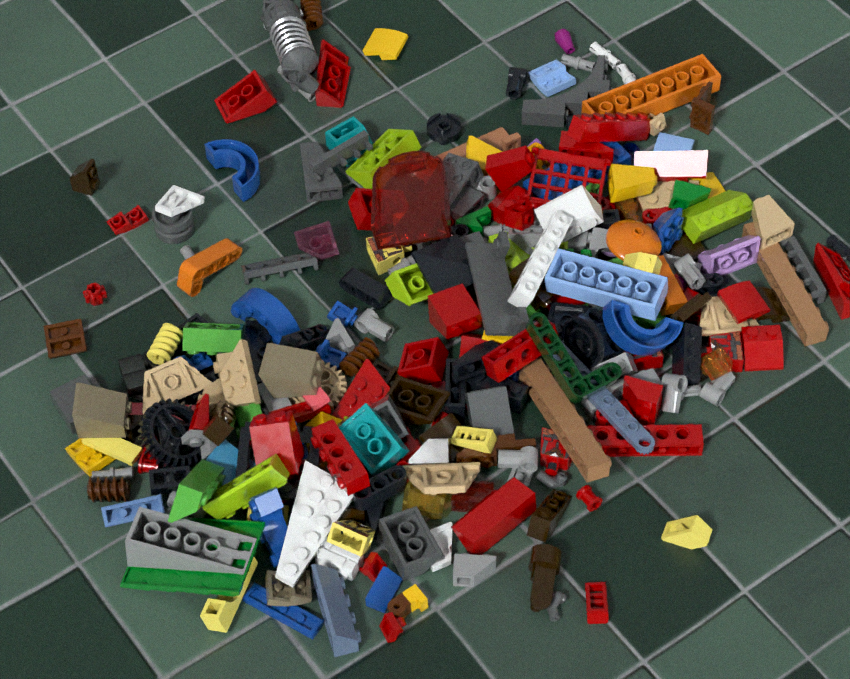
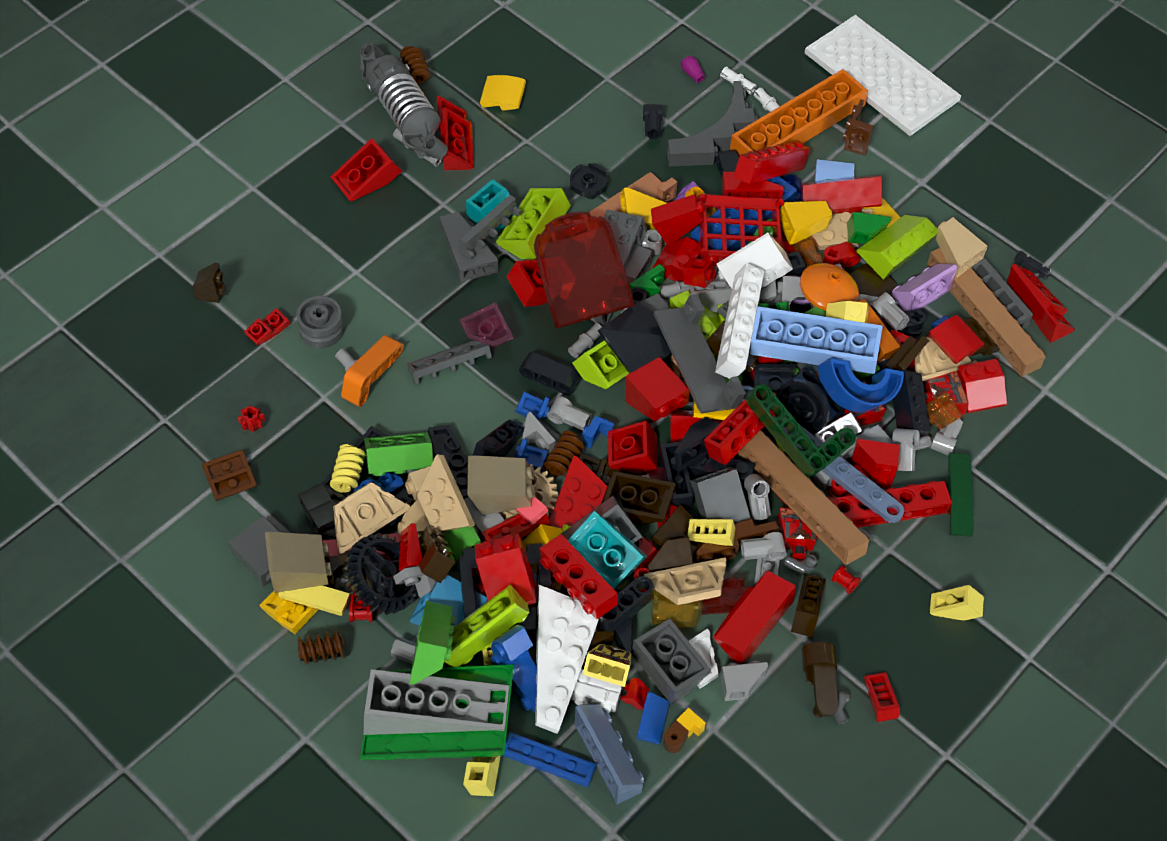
camera: 15 degrees left, 5 degrees up
(126, 511) = (353, 667): medium blue slope -> none
(128, 473) = (322, 627): light grey pin -> none
(167, 479) = (389, 627): black brick -> none
(178, 201) = (325, 300): white wing -> none
(240, 157) = (375, 239): blue brick -> none
(267, 311) = (452, 414): blue brick -> none
(283, 595) = (547, 743): dark tan slope -> none
(385, 258) = (560, 338): light yellow torso -> none
(391, 626) = (673, 760): red tile -> none
(393, 341) = (597, 426): none -> blue bracket
(524, 417) = (757, 498): none -> light grey piece
(551, 78) = (688, 111): light blue slope -> none
(578, 63) = (713, 92): light grey pin -> none
(657, 123) = (814, 150): tan bracket -> none
(669, 228) = (857, 263): blue slope -> none
(715, 440) = (961, 494): none -> dark green slope
(746, 64) = (894, 80): none -> white plate

